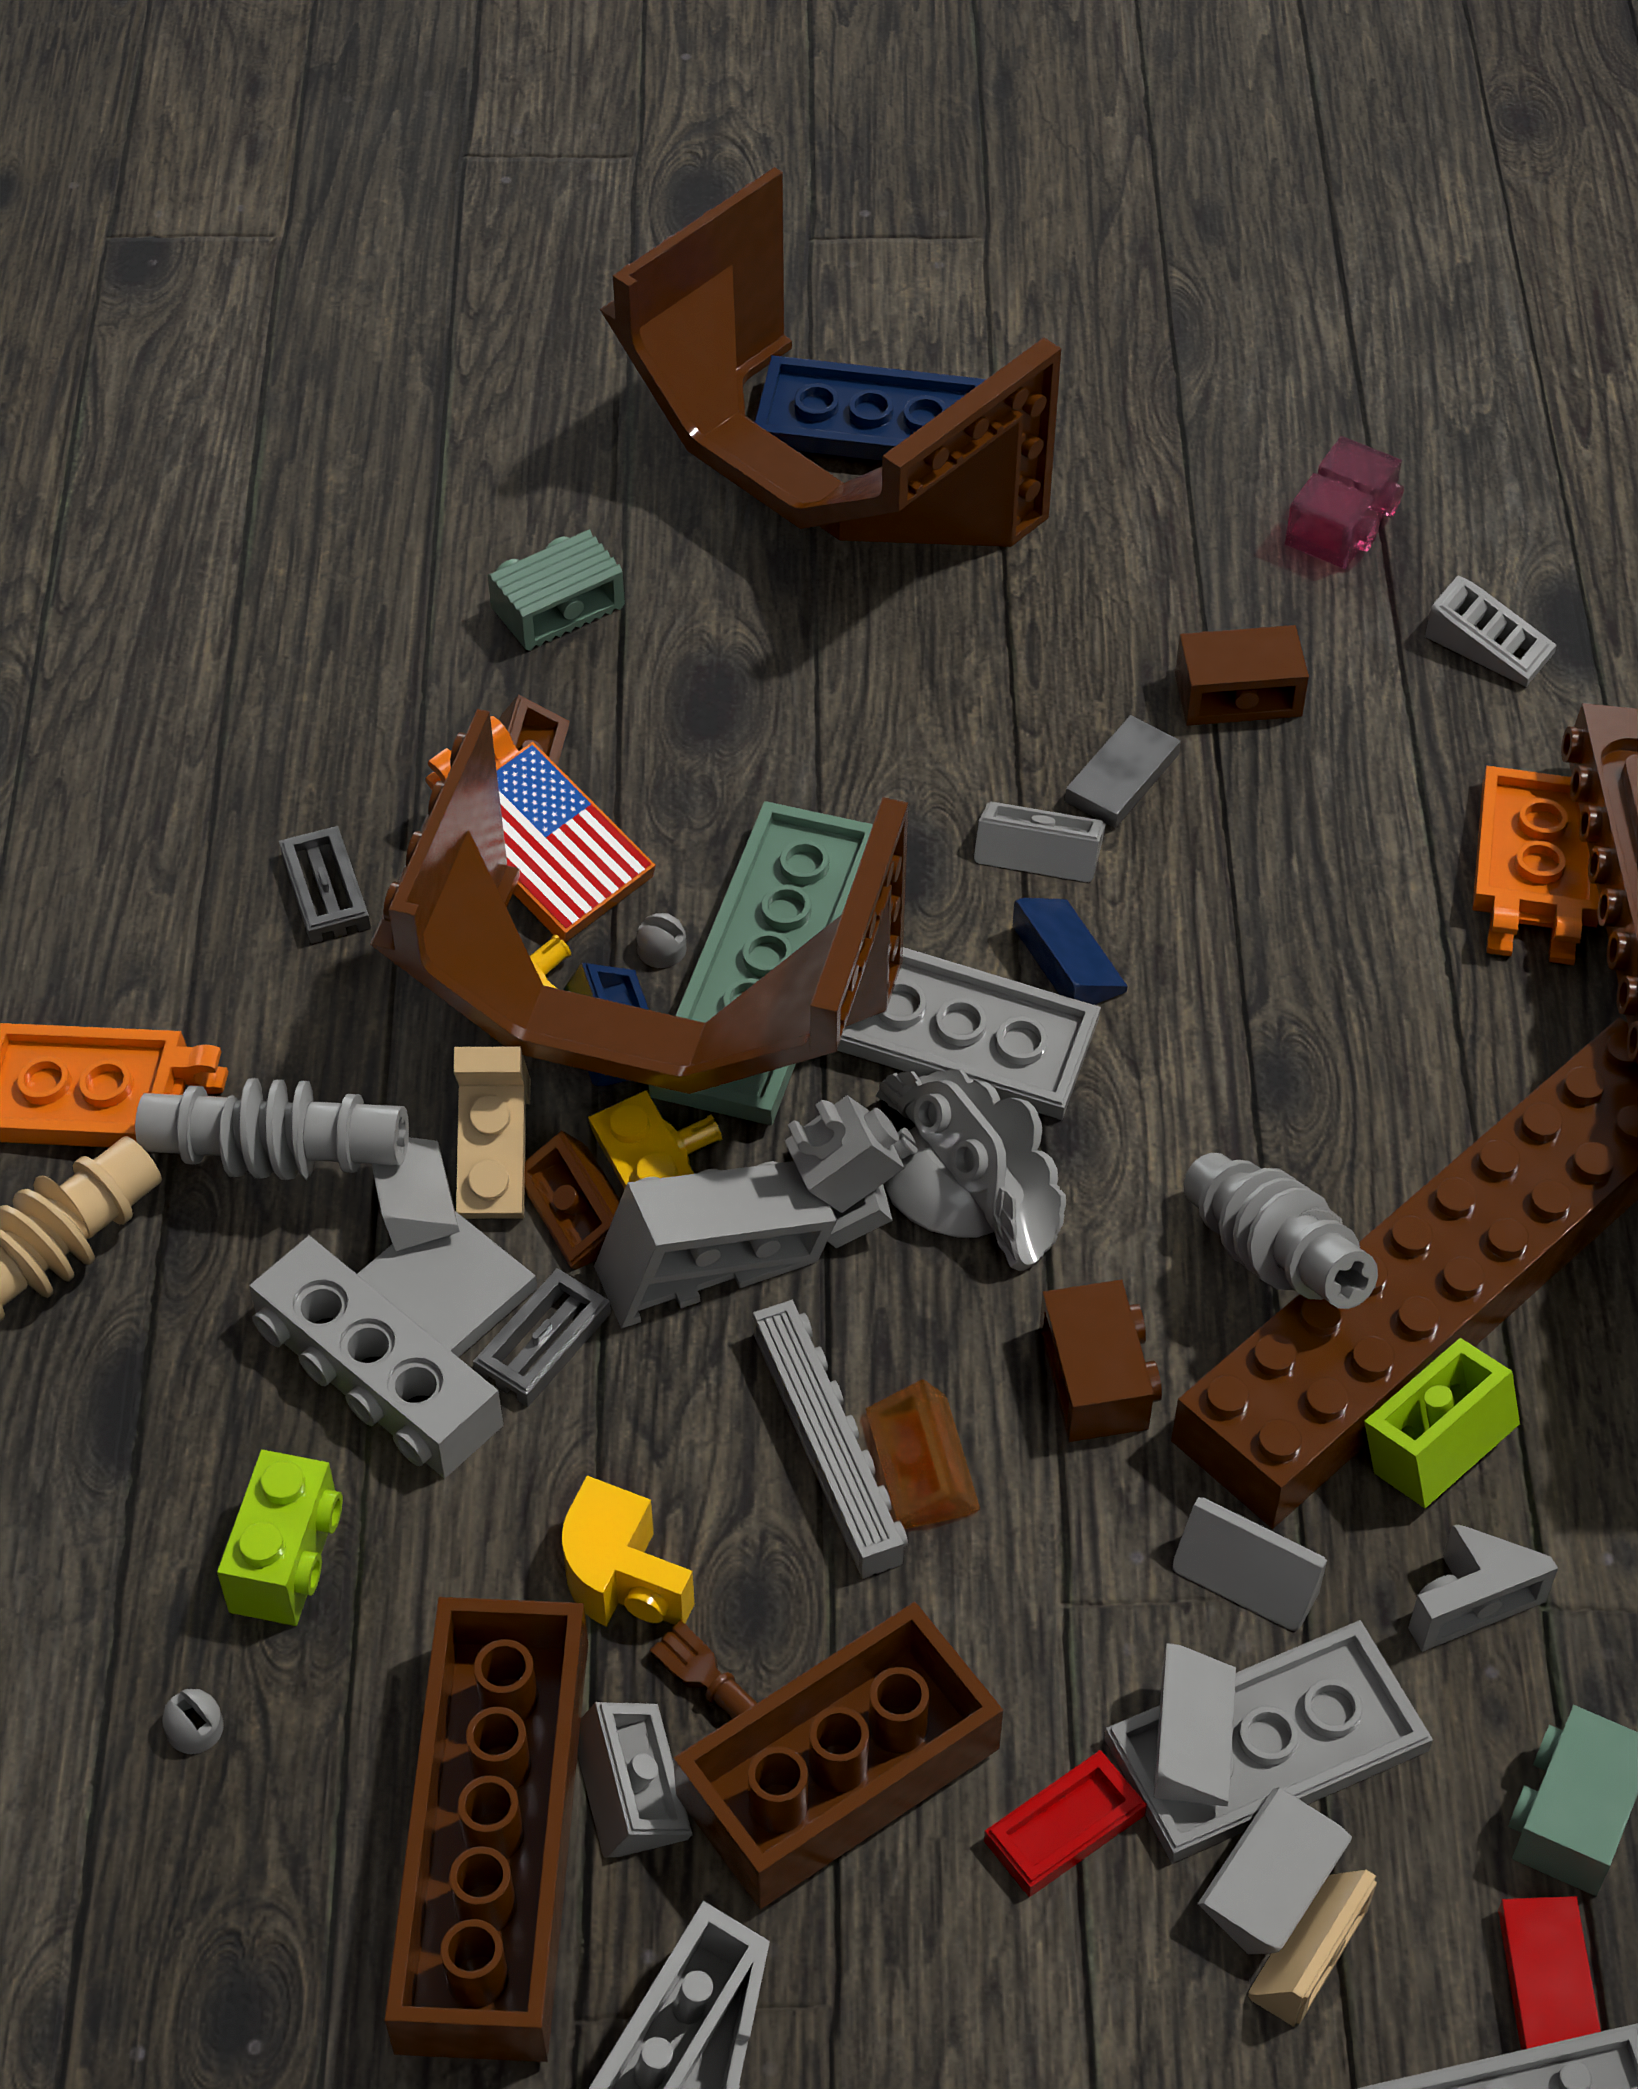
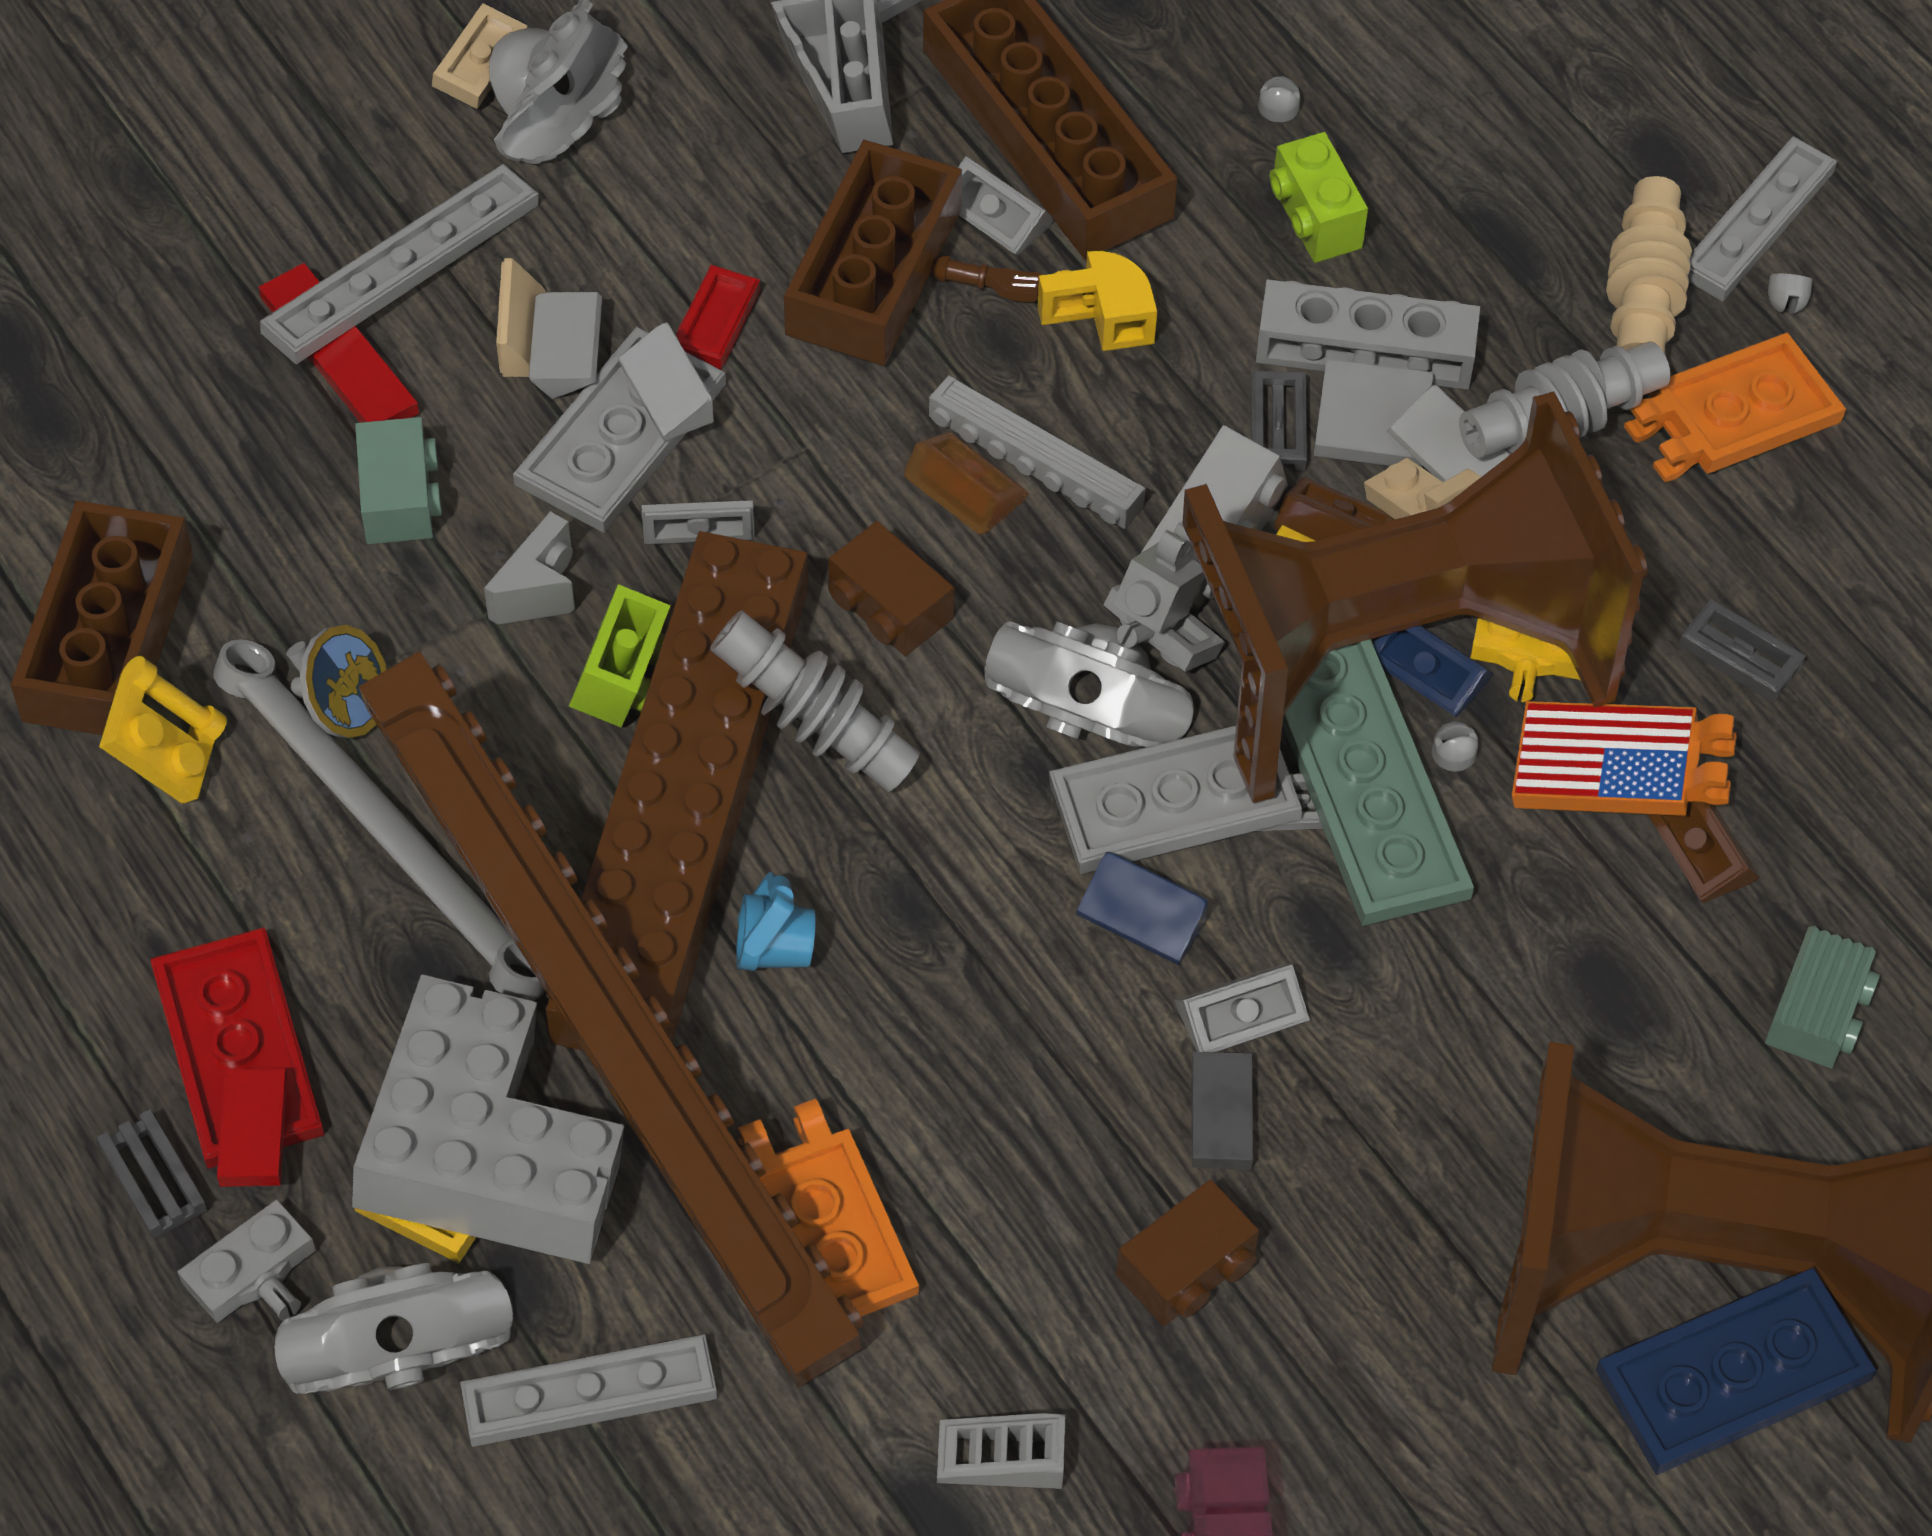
camera: 145 degrees right, 5 degrees up
(1443, 1087) = (773, 929): none -> dark azure piece

